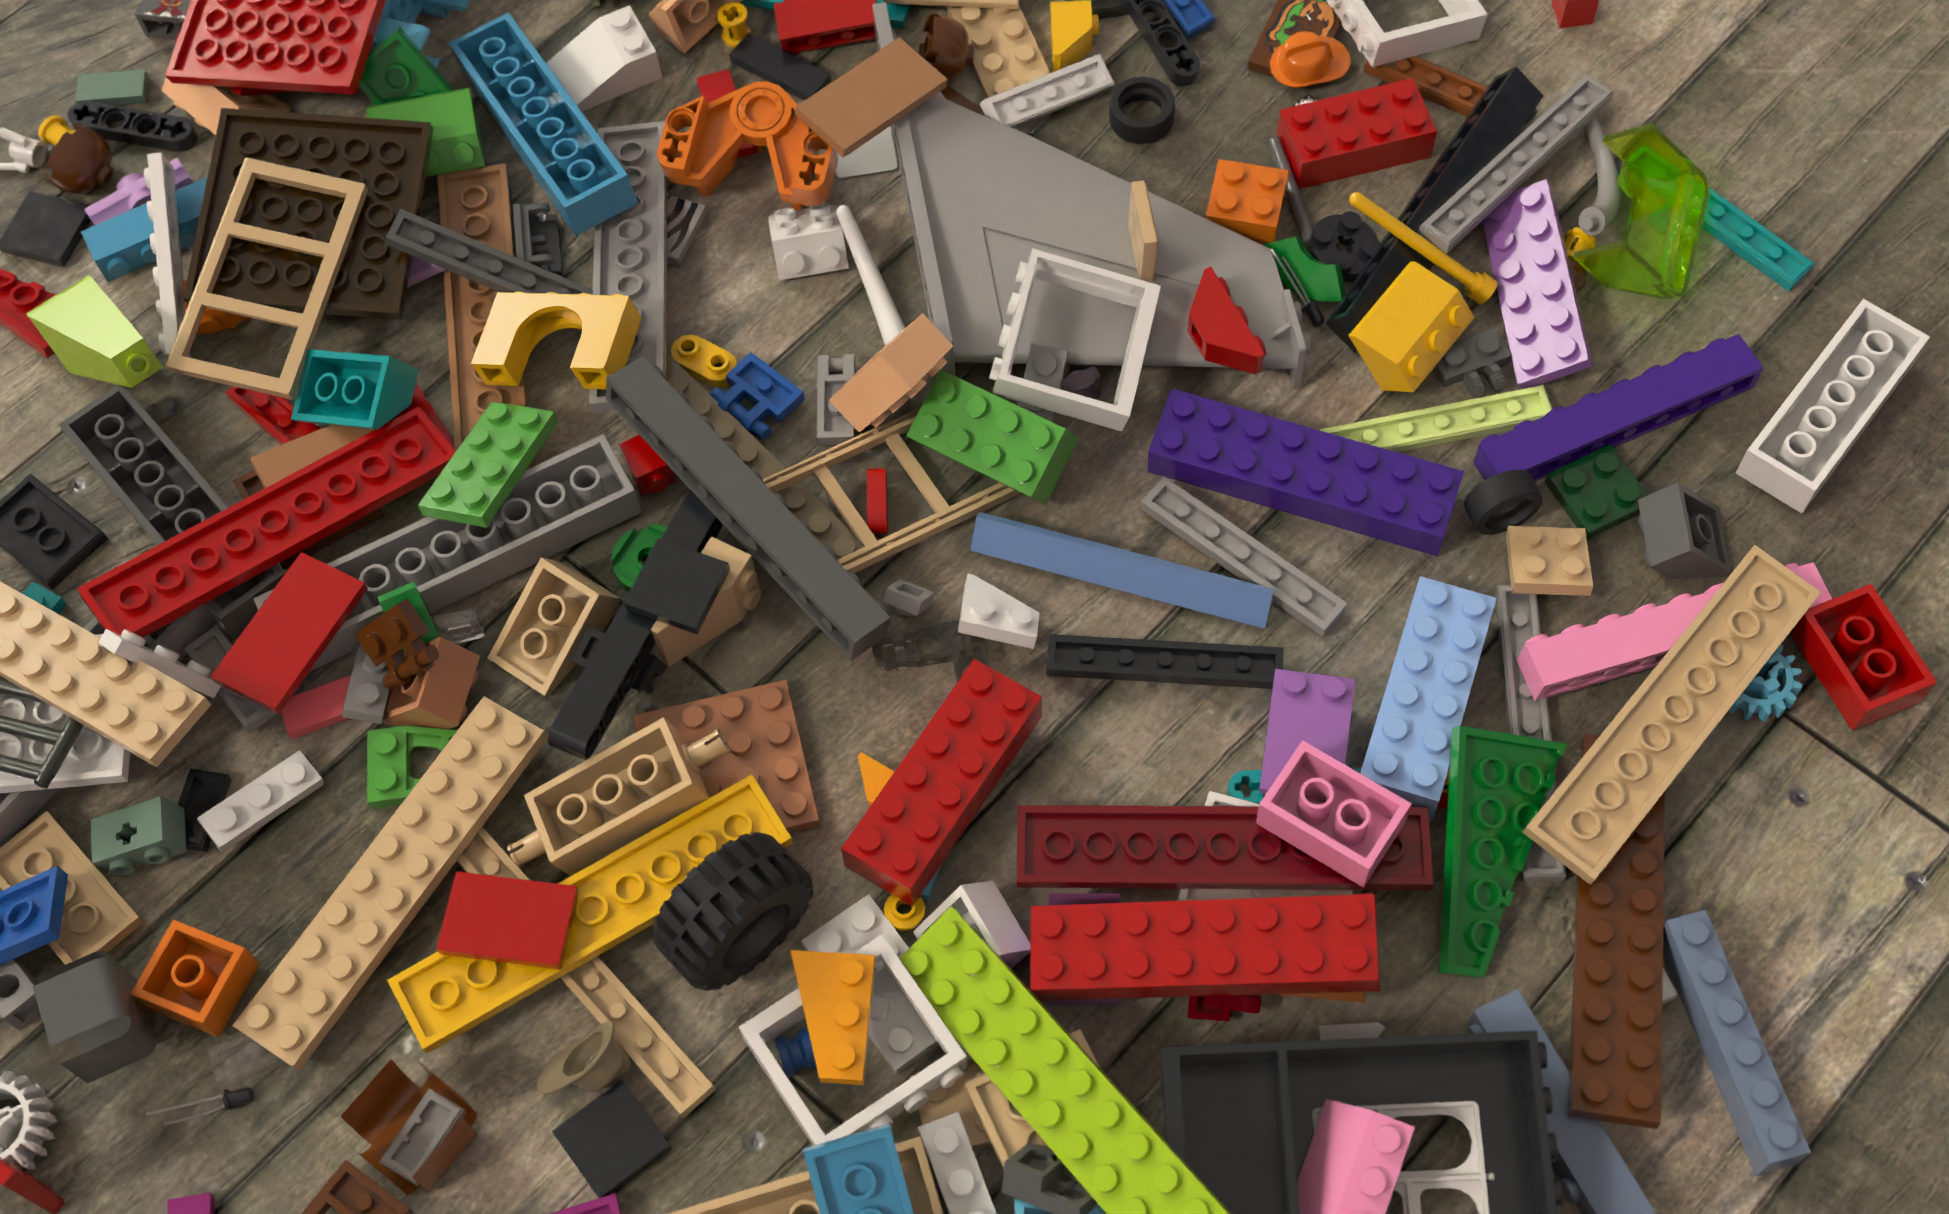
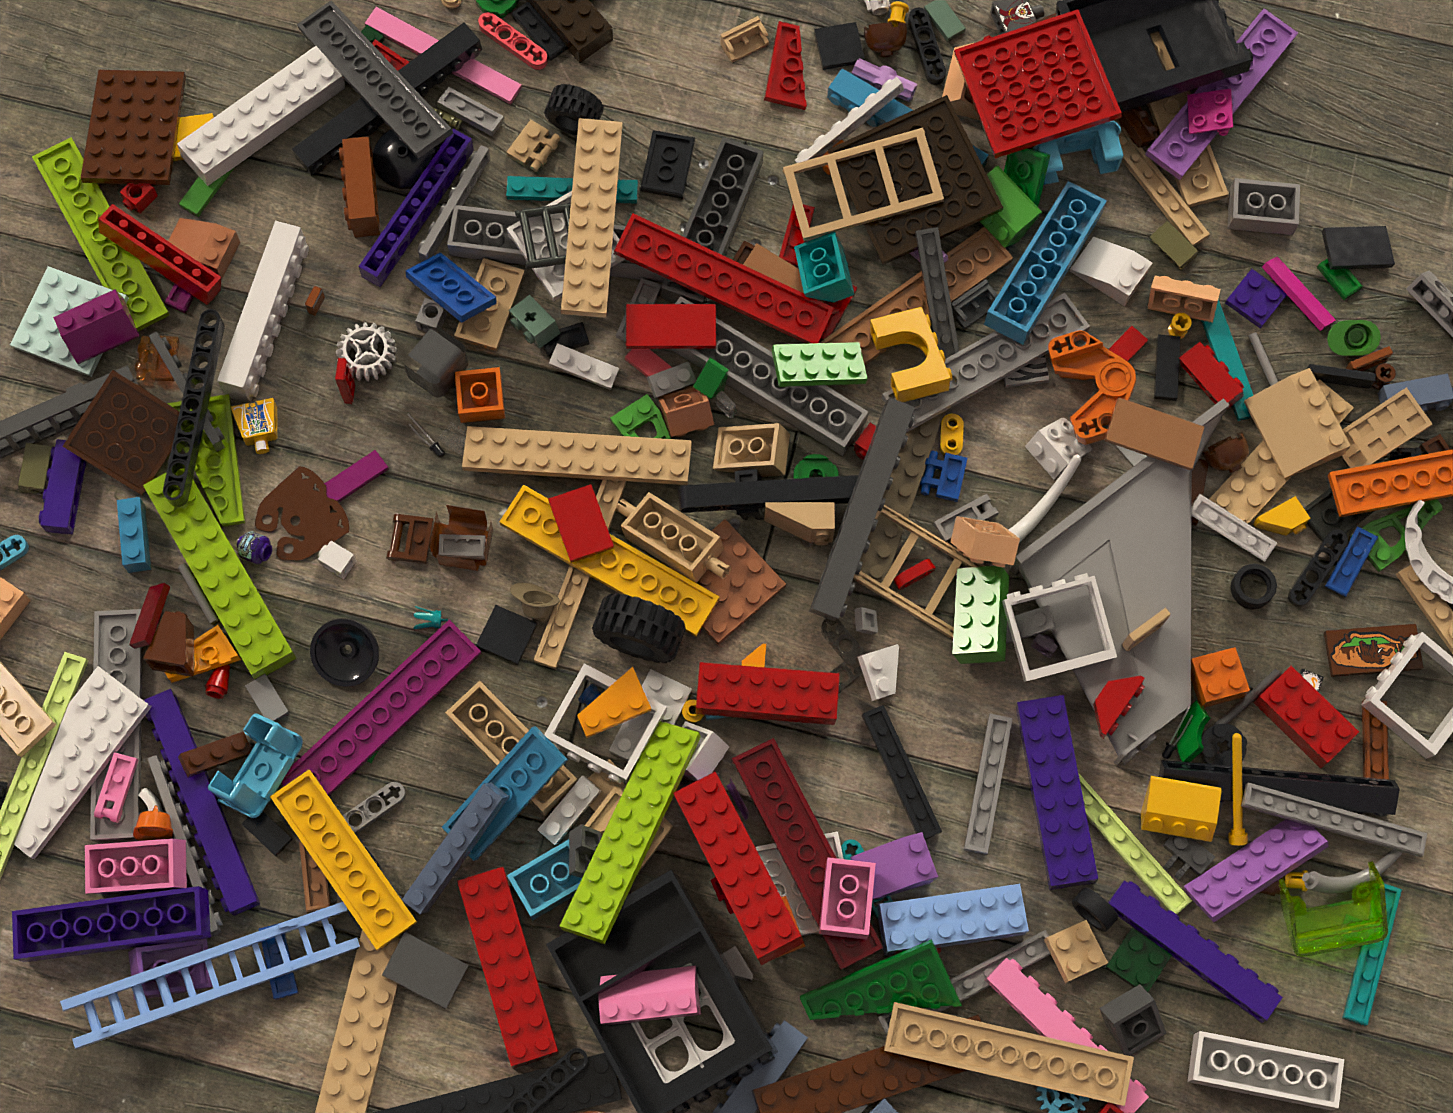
camera: 55 degrees right, 10 degrees up
(94, 336) = (783, 121): slope -> none
(132, 648) = (619, 276): white plate -> none
(389, 635) = (695, 381): reddish brown plate -> none
(677, 586) = (795, 502): black tile -> none
(1122, 570) = (943, 724): medium blue tile -> none
(1309, 60) = (1346, 666): orange piece -> none

